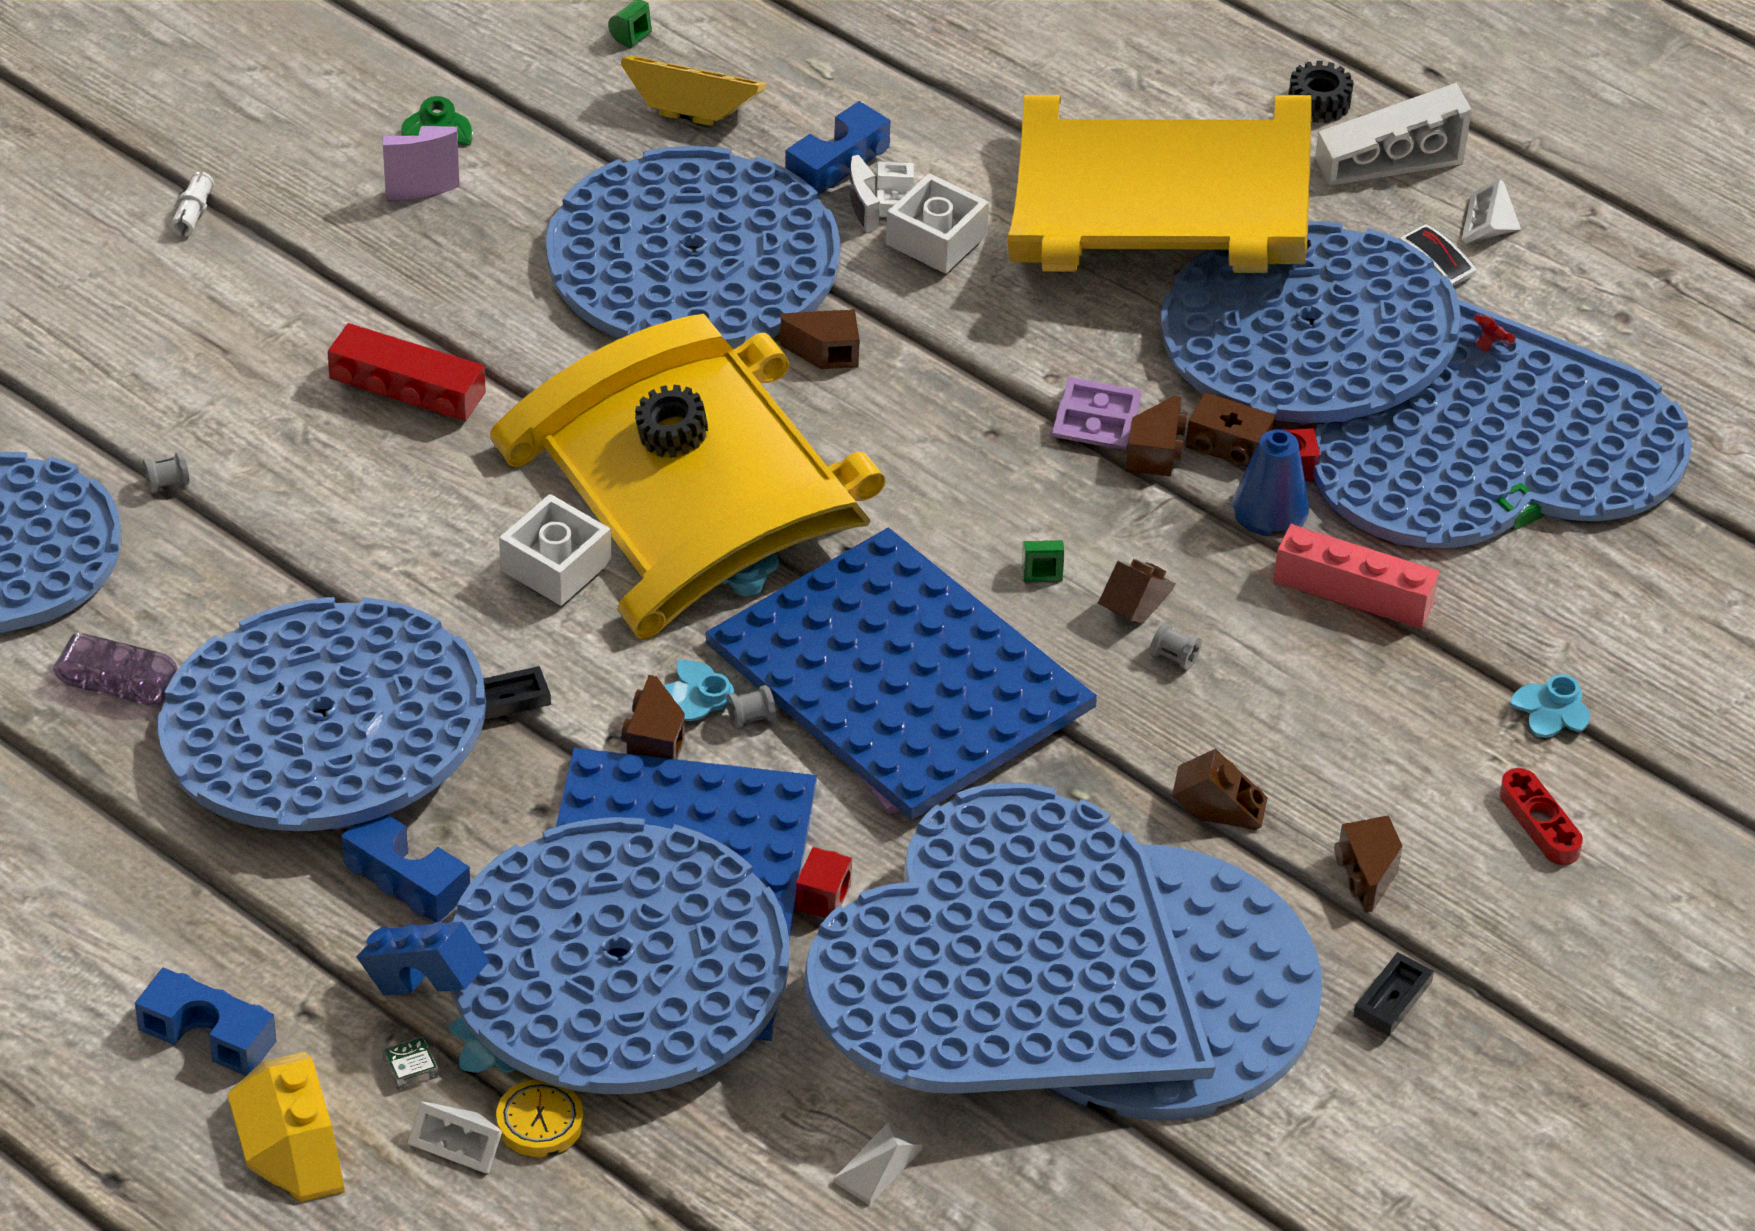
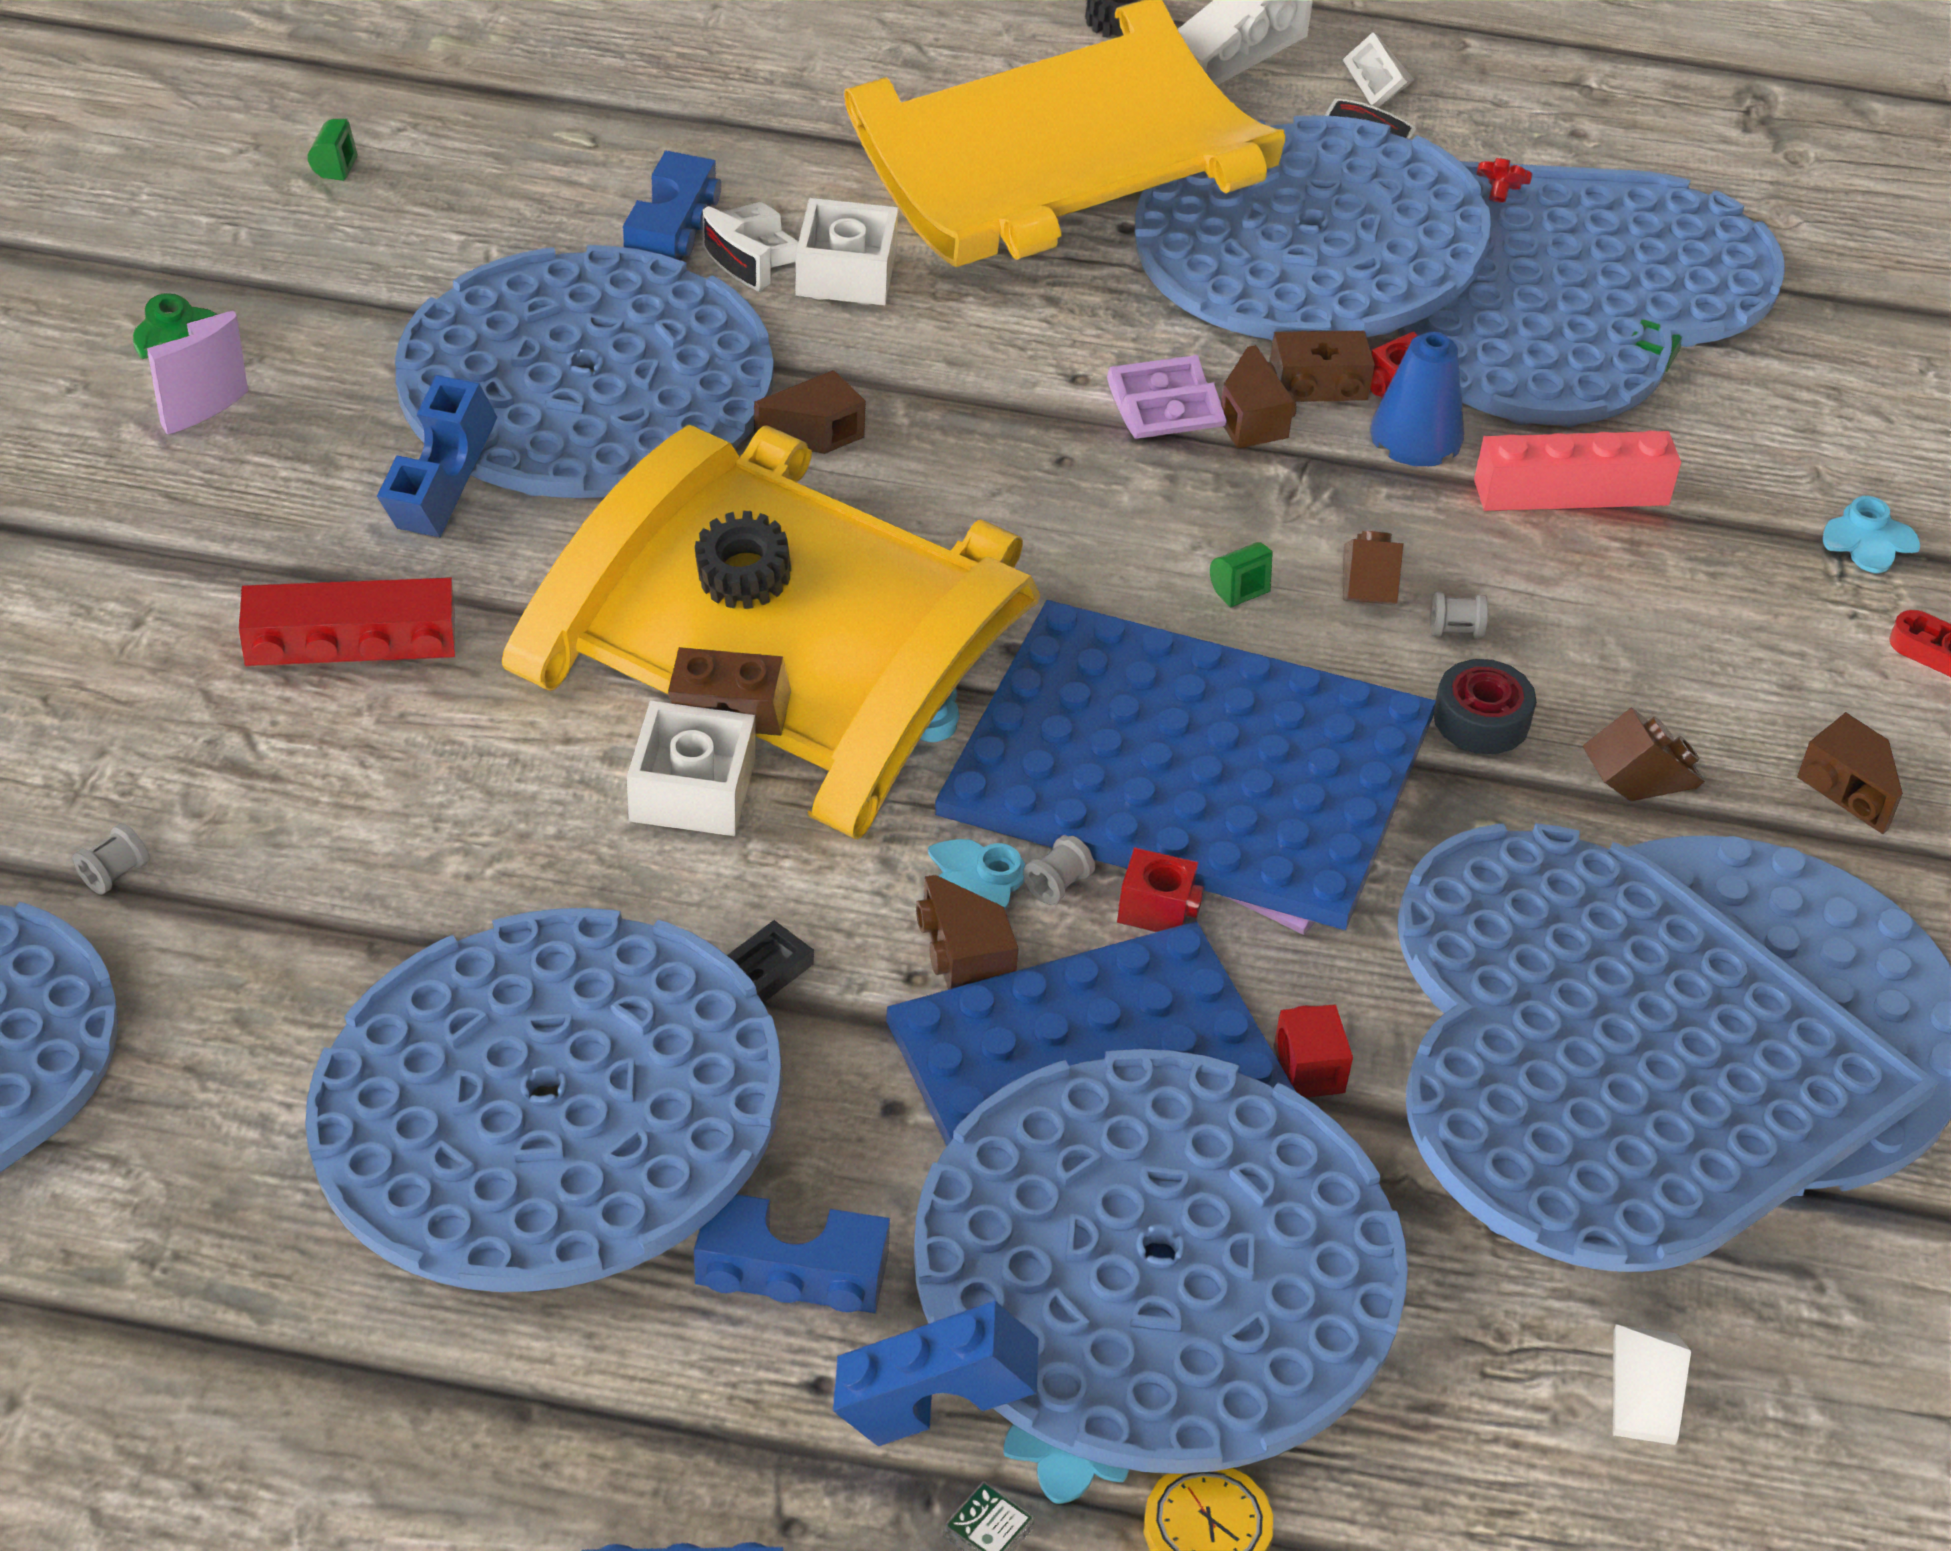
camera: 30 degrees left, 0 degrees up
(115, 669) = (214, 1148): clear purple beam -> none
(557, 264) = (456, 427): none -> blue arch
(609, 504) = (734, 684): none -> reddish brown brick
(689, 90) = (464, 197): yellow wedge -> none
(803, 745) = (1159, 891): none -> red brick
(1136, 714) = (1484, 706): none -> black wheel

